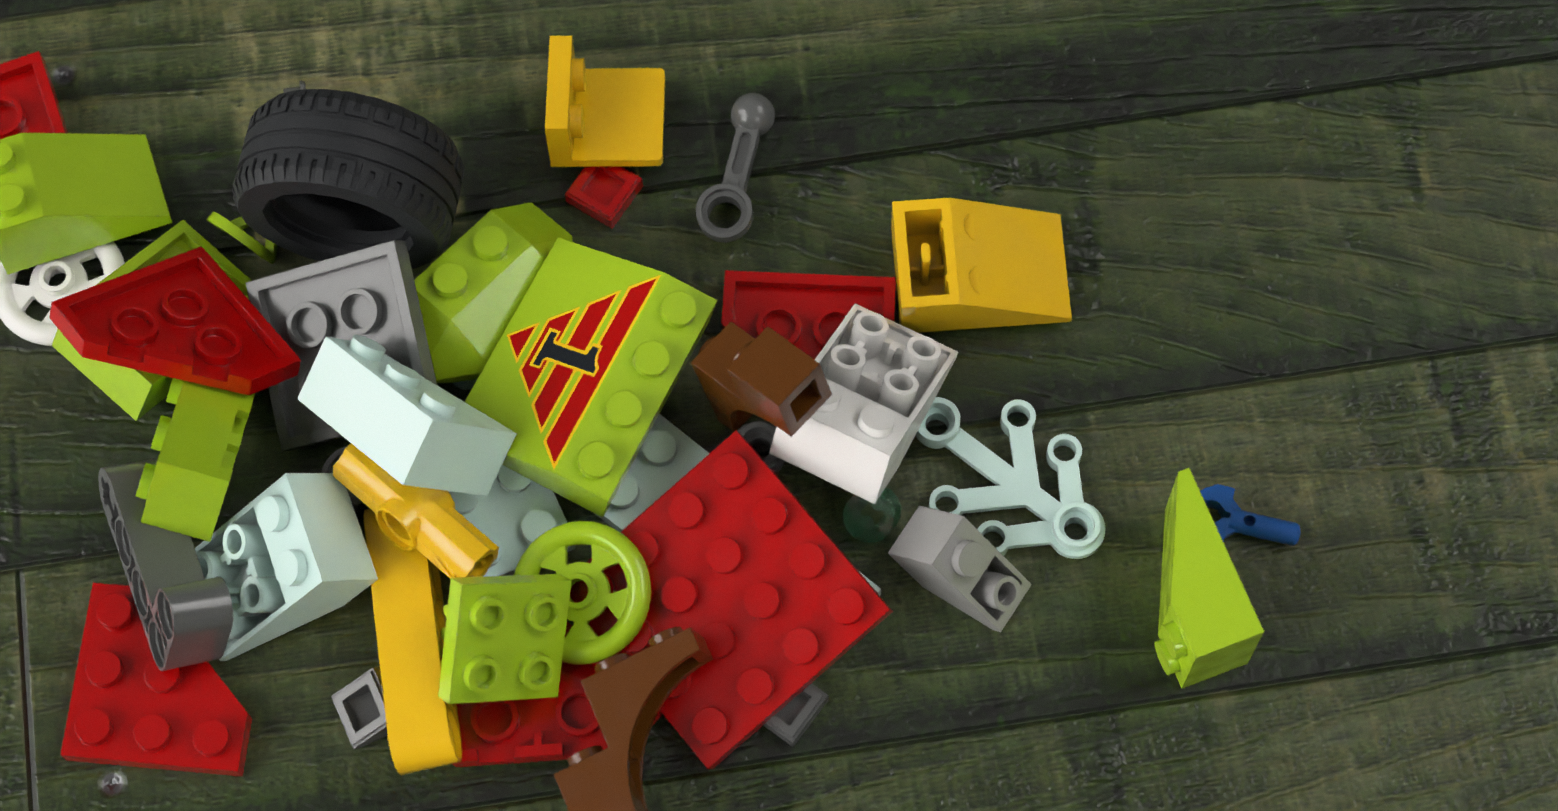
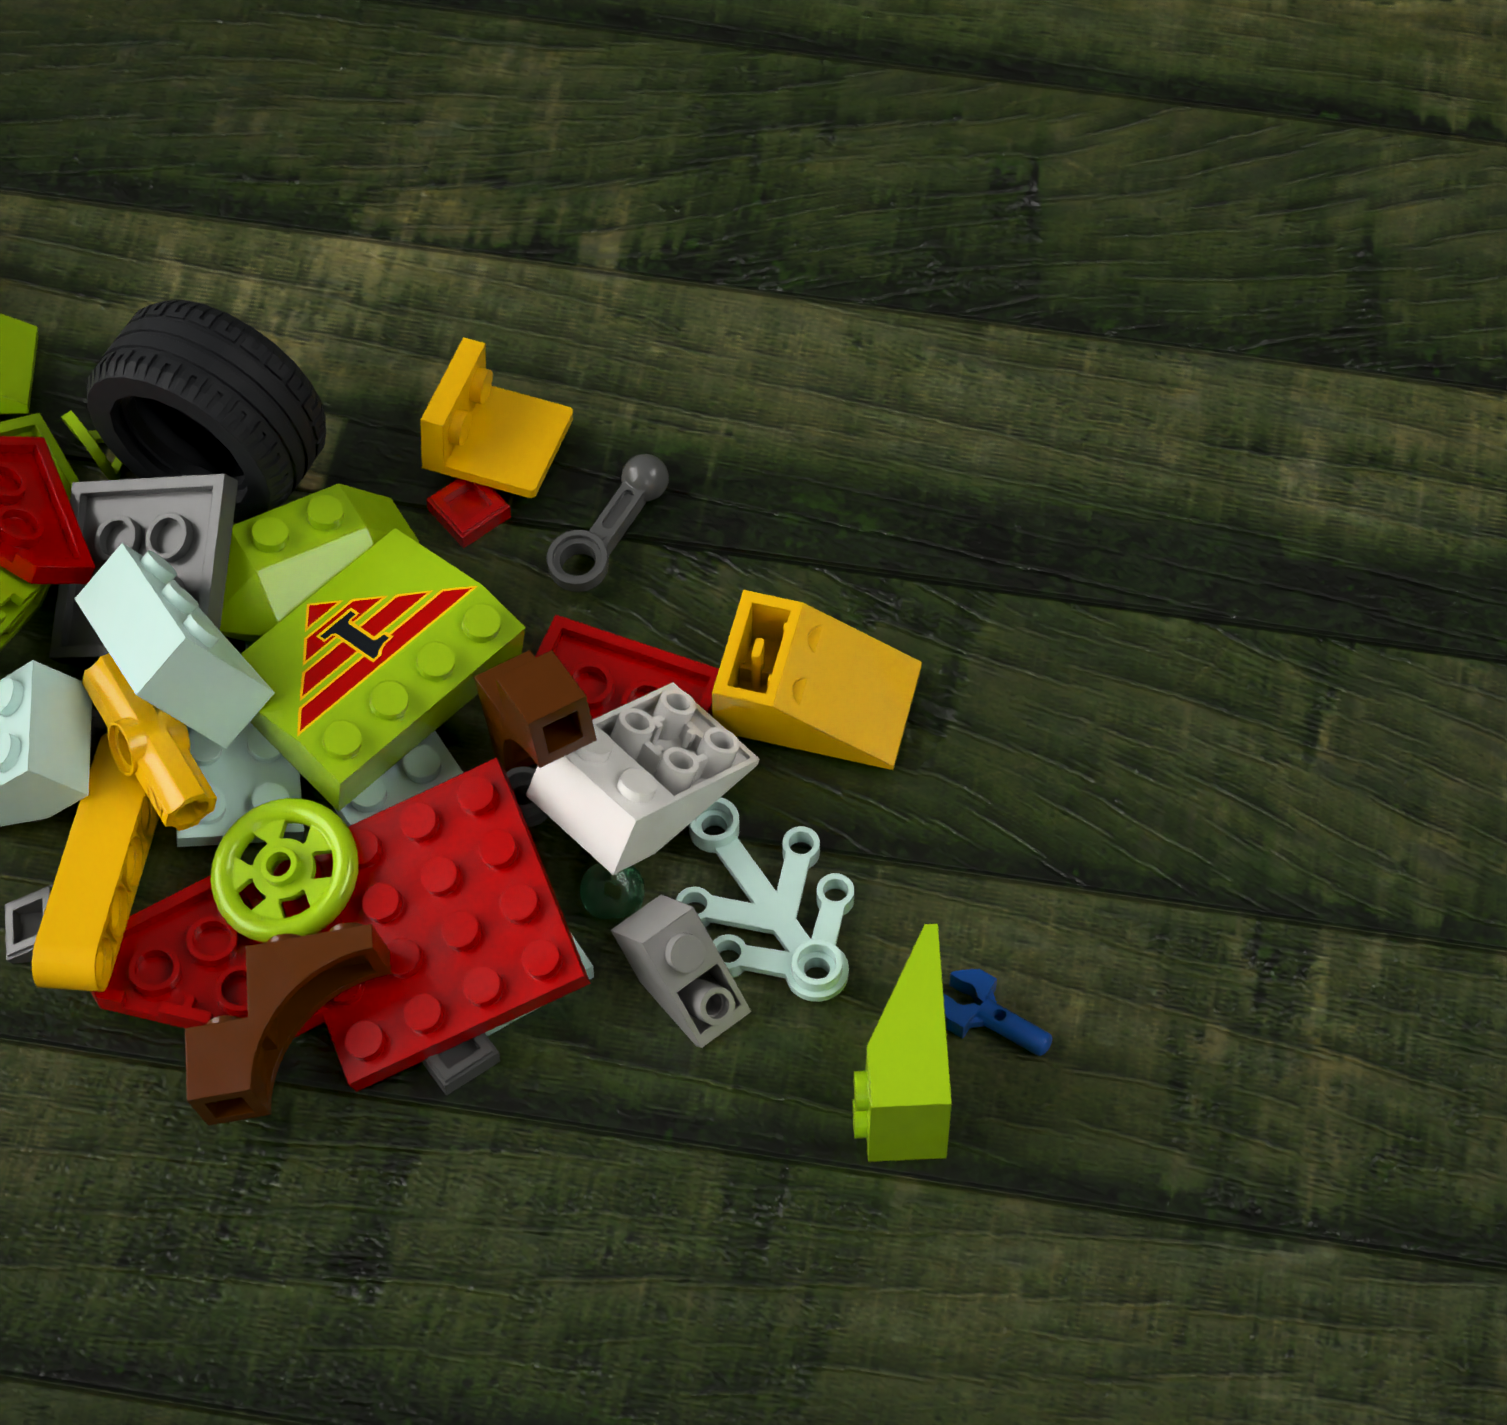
camera: 15 degrees right, 10 degrees down
(503, 638) = (185, 881): lime plate -> none

